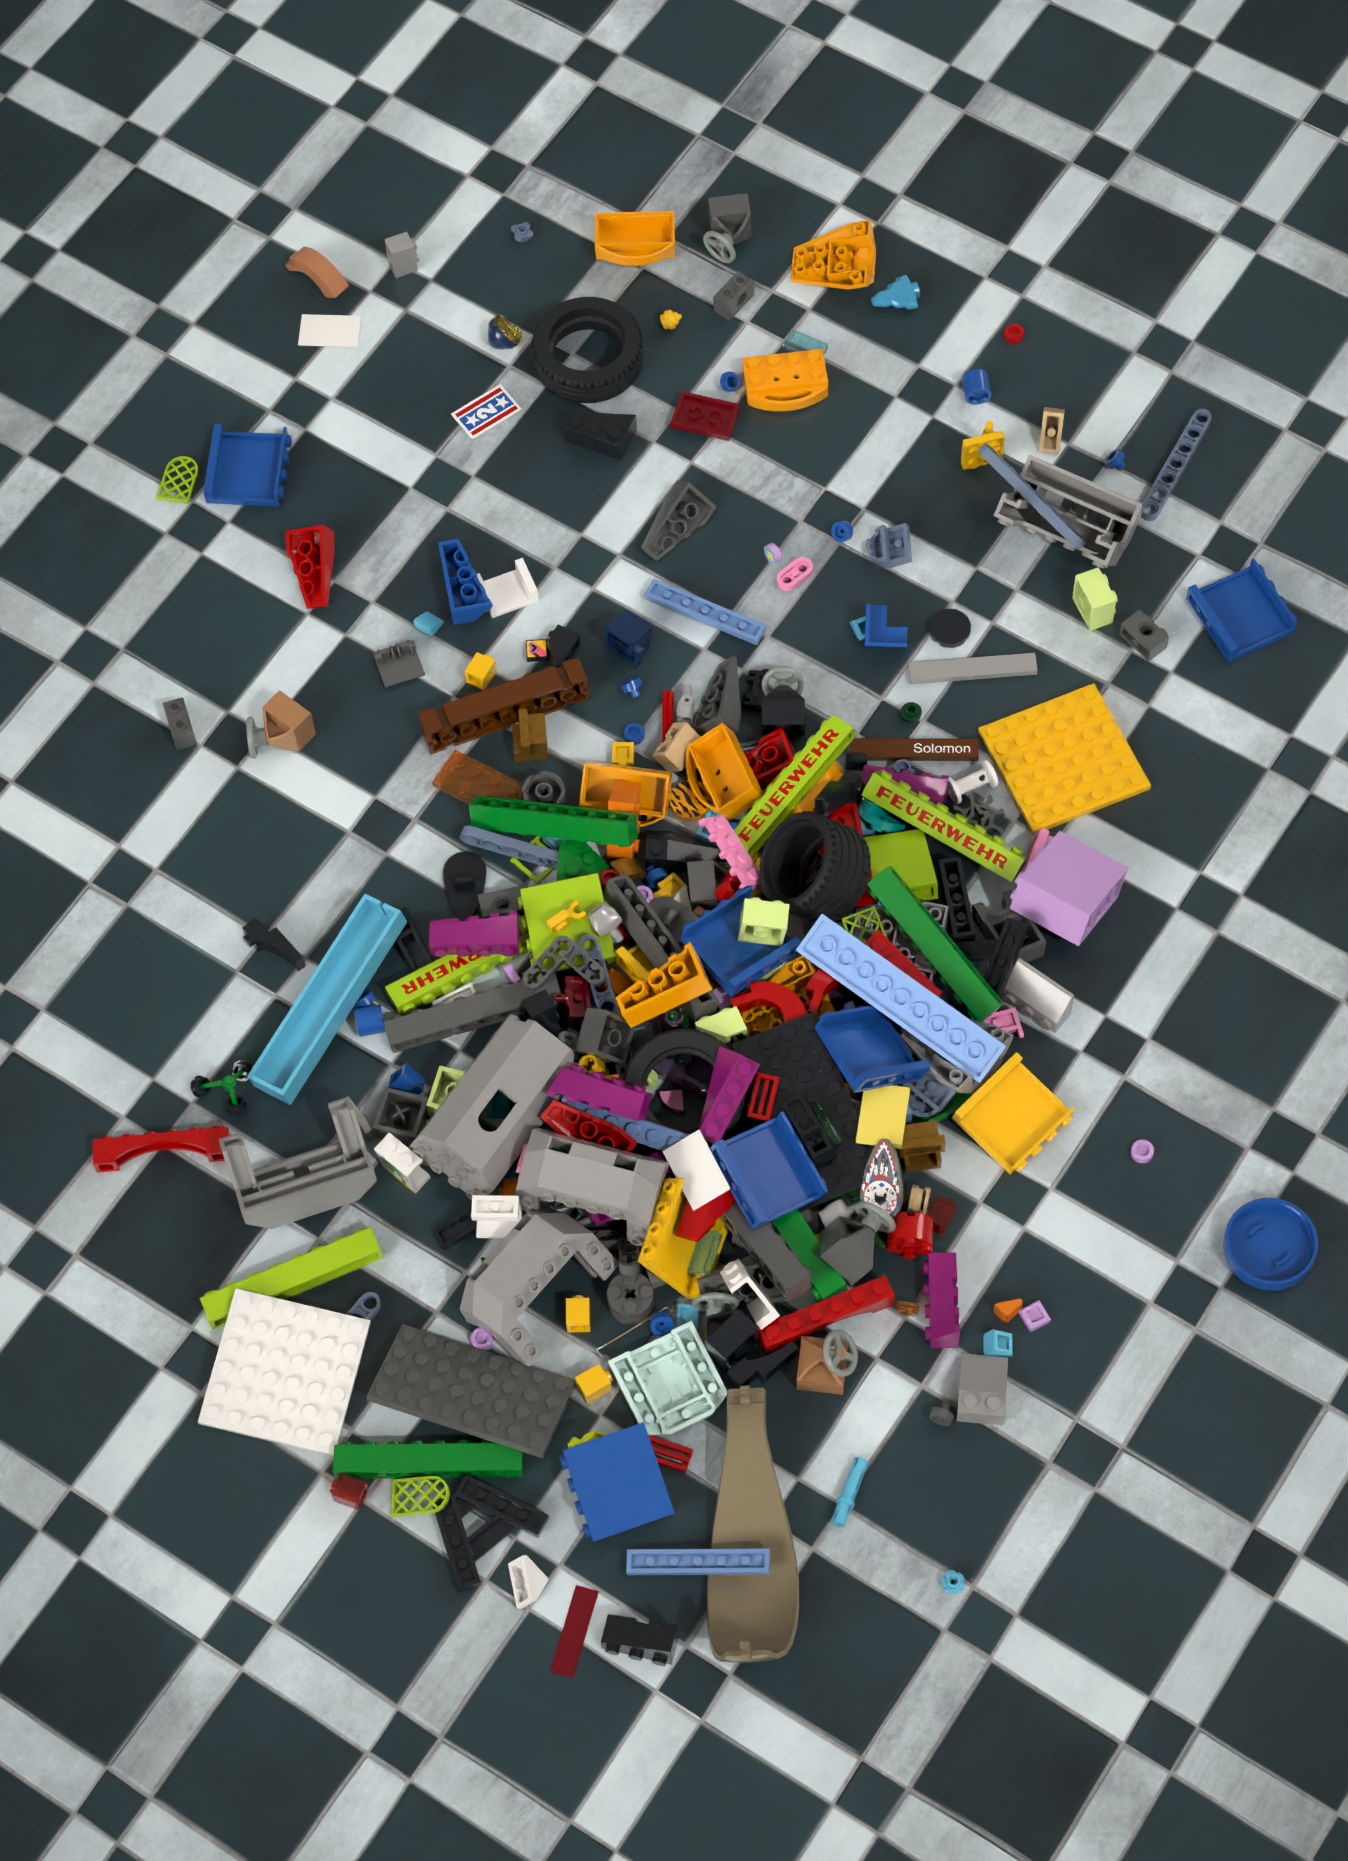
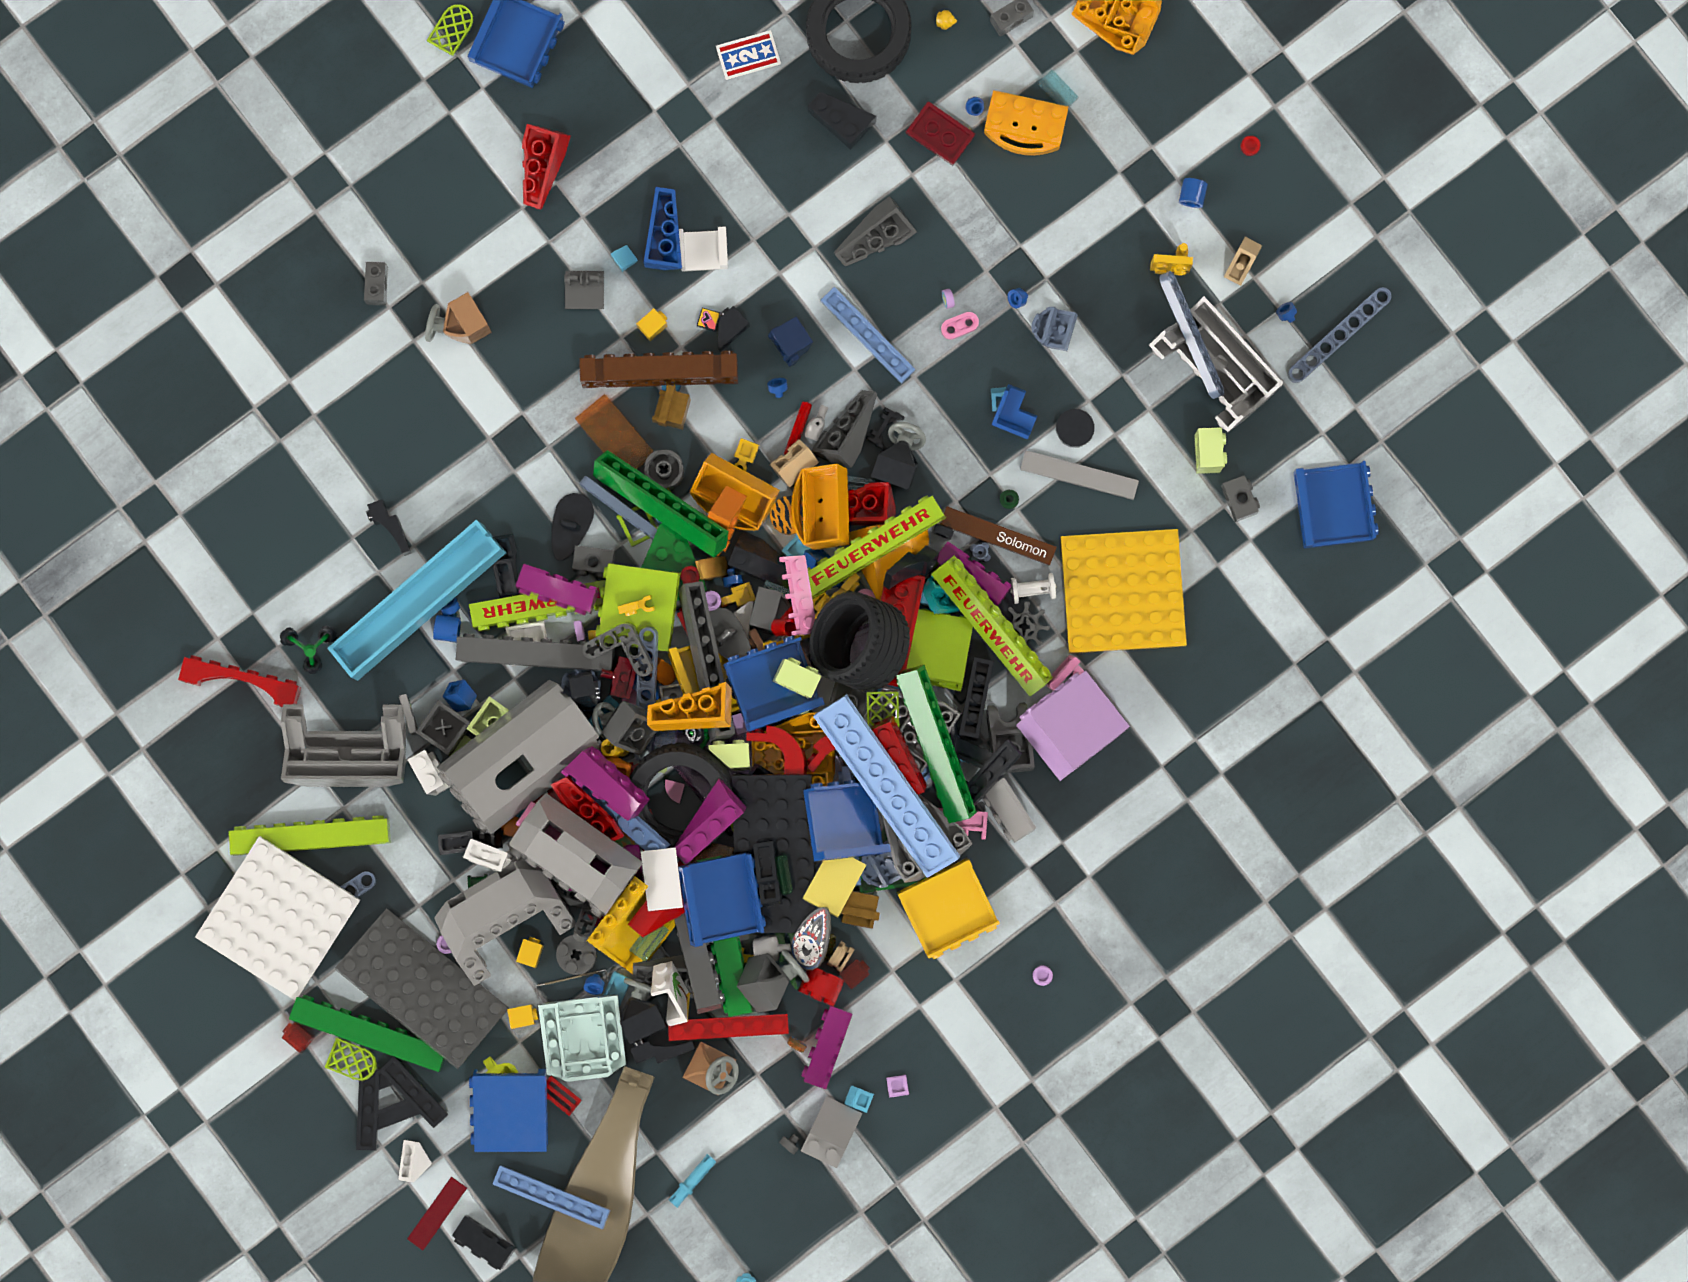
camera: 15 degrees right, 20 degrees up
(605, 921) = (669, 619): light grey piece -> none
(634, 733) = (764, 432): blue tile -> none
(759, 1116) = (750, 818): red tile -> none
(898, 294) = (1162, 67): dark azure rock -> none
(1007, 1310) = (876, 1076): orange slope -> none
(1270, 1244) = (1111, 1096): blue brick -> none

